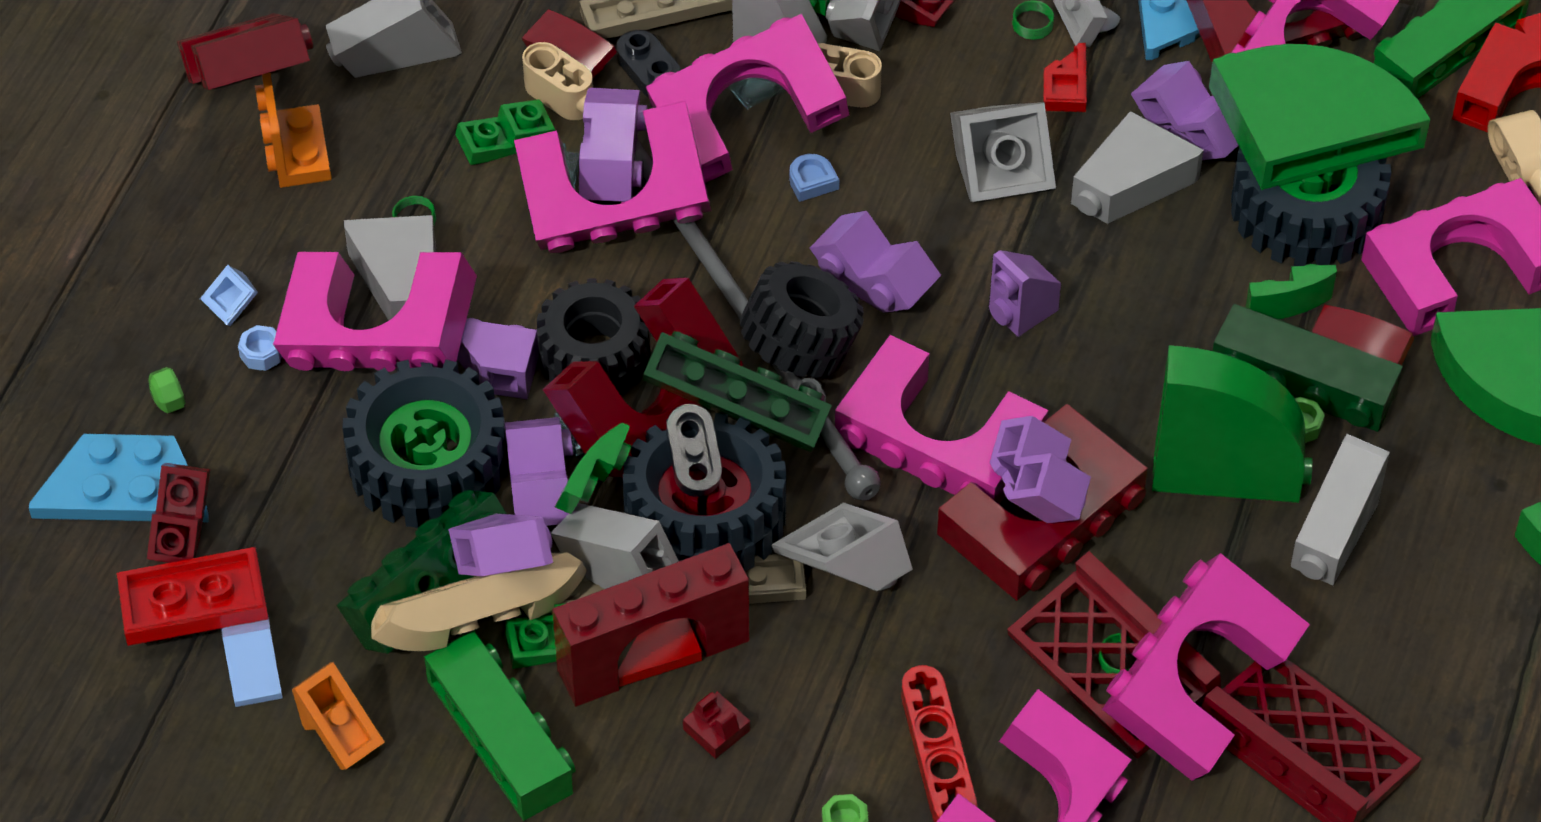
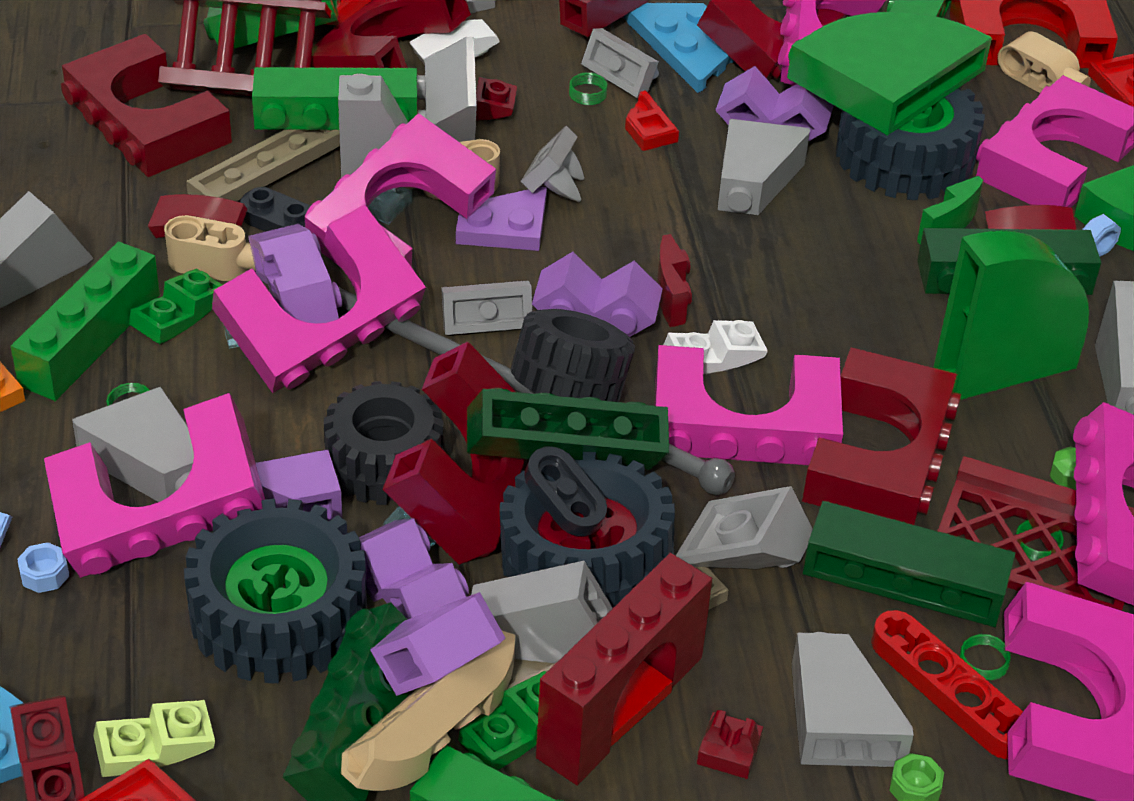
camera: 30 degrees left, 10 degrees down
(275, 534) = (166, 737): none -> yellowish green slope
(413, 121) = (84, 321): none -> green brick
(596, 465) = (475, 547): green slope -> none
(770, 234) = (485, 307): none -> light grey tile
(812, 176) = (486, 255): medium blue tile -> none
(822, 729) = (843, 706): none -> light grey slope
(857, 145) = (506, 221): none -> medium lavender wing
(919, 105) = (556, 167): none -> light grey tile
(961, 267) = (671, 276): none -> dark red slope
(970, 356) = (725, 346): none -> white slope
(971, 629) = (909, 560): none -> dark green brick
(987, 758) = (989, 640): none -> green axle
(1003, 150) = (640, 181): light grey slope -> none
(1021, 291) = (740, 279): medium lavender slope -> none
(1035, 470) = (895, 407): medium lavender brick -> none
(1424, 373) = (1104, 233): none -> light blue tile

